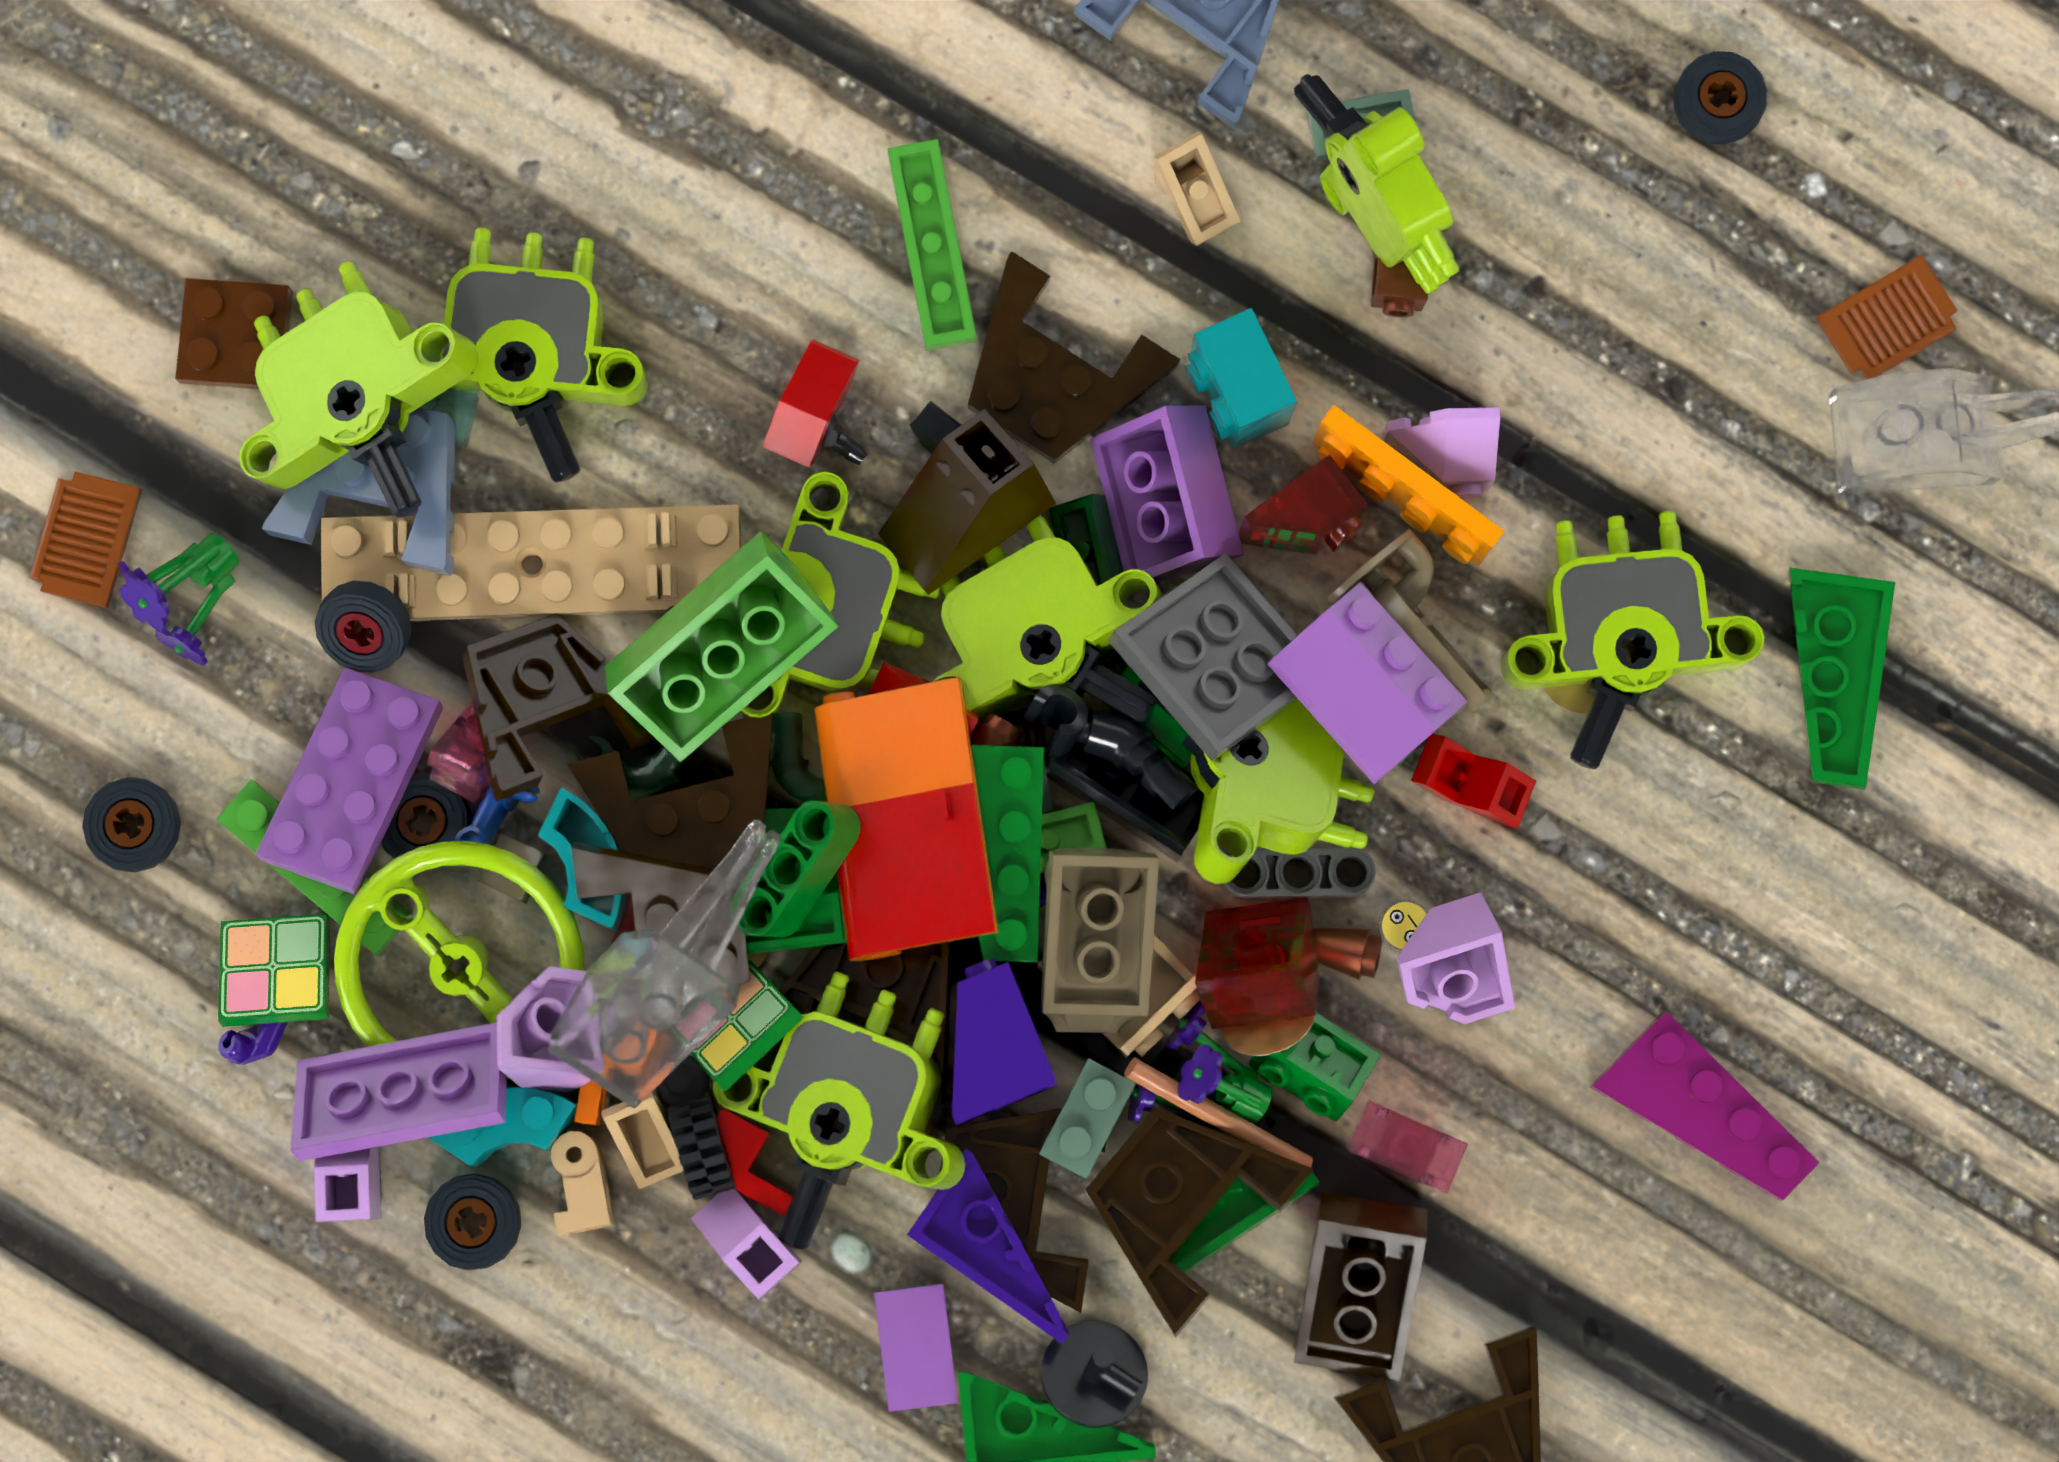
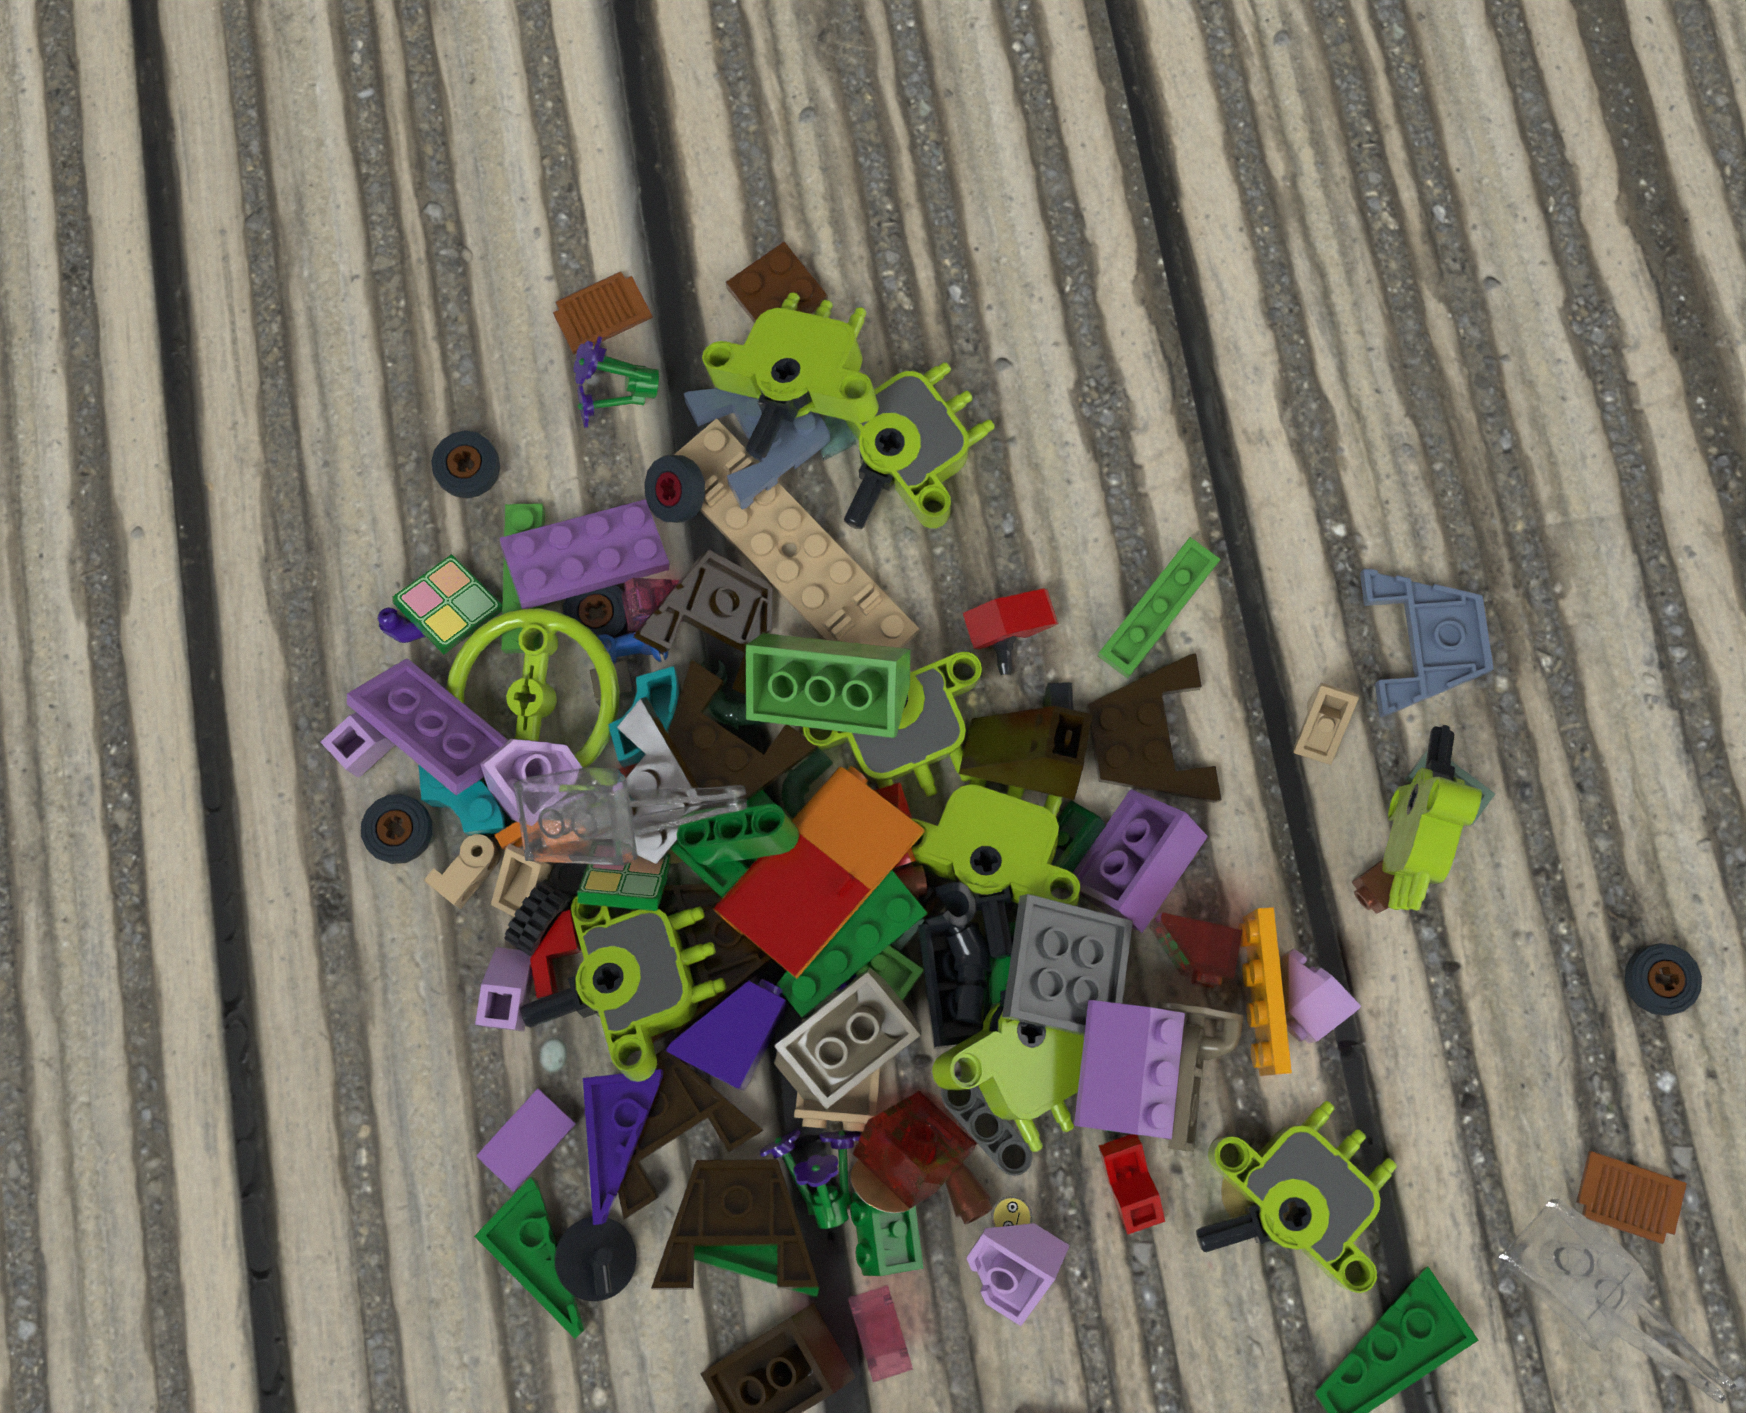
camera: 55 degrees right, 5 degrees down
(1087, 1118) = (738, 1125): sand green plate -> none
(1213, 1113) = (804, 1203): nougat bar -> none
(1240, 379) = (1240, 843): teal brick -> none

